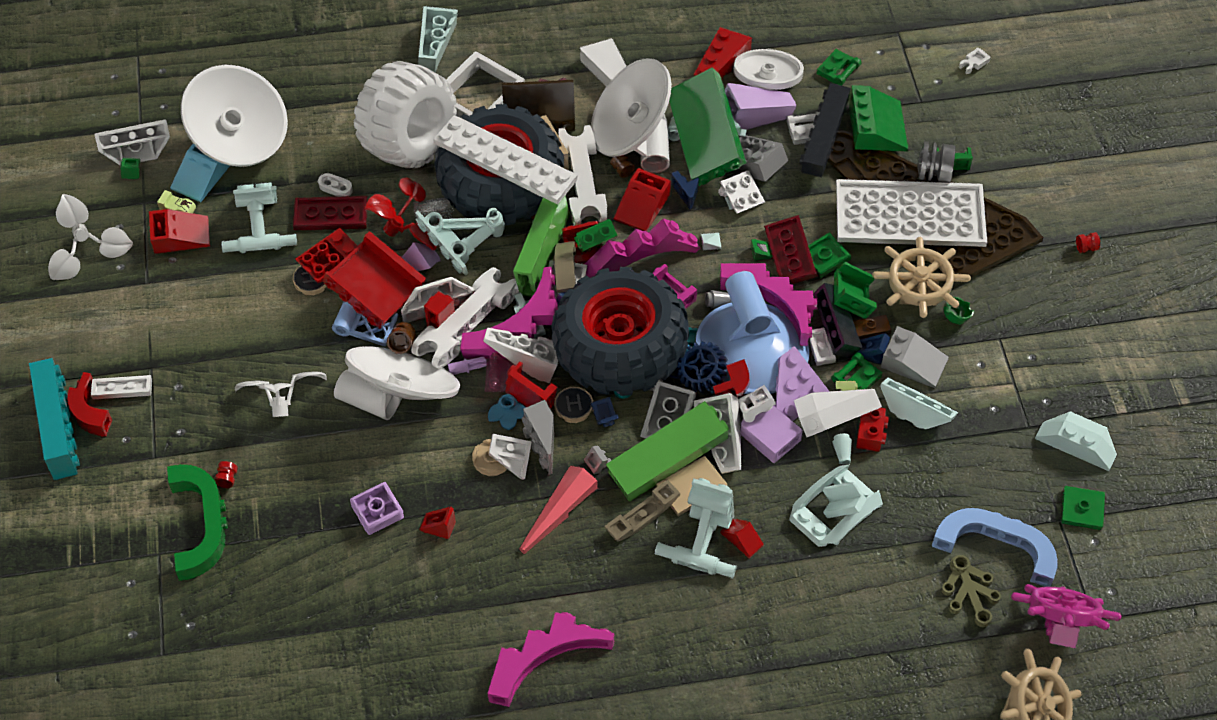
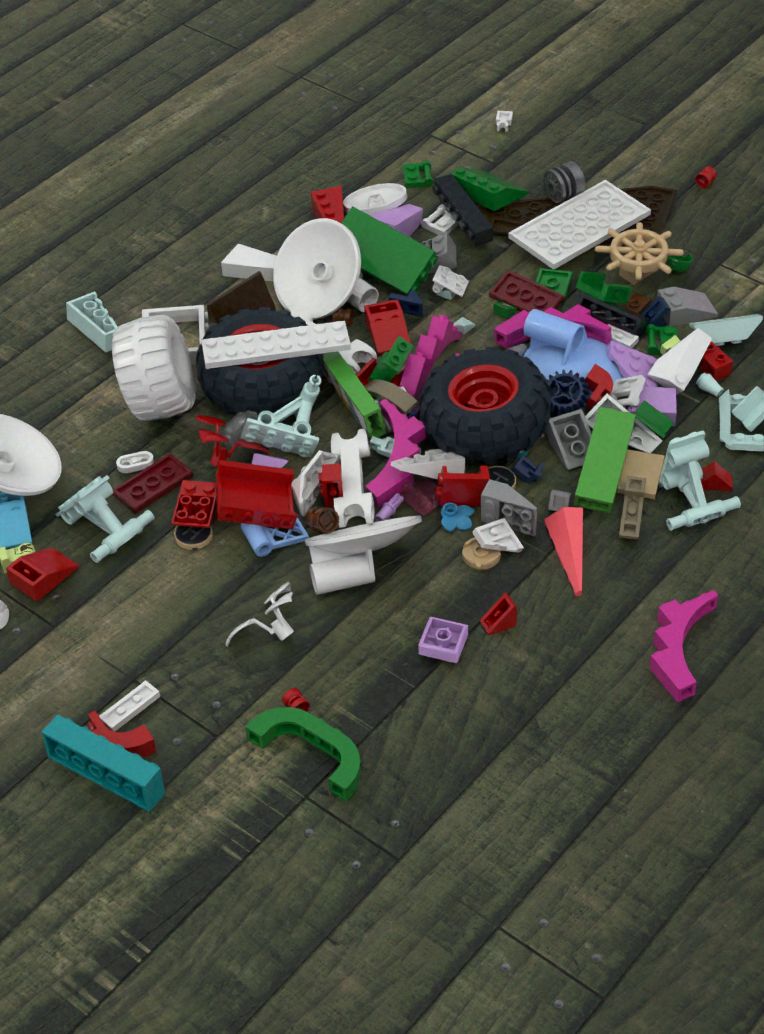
camera: 40 degrees left, 10 degrees down
(748, 445) = (653, 418): none -> green panel

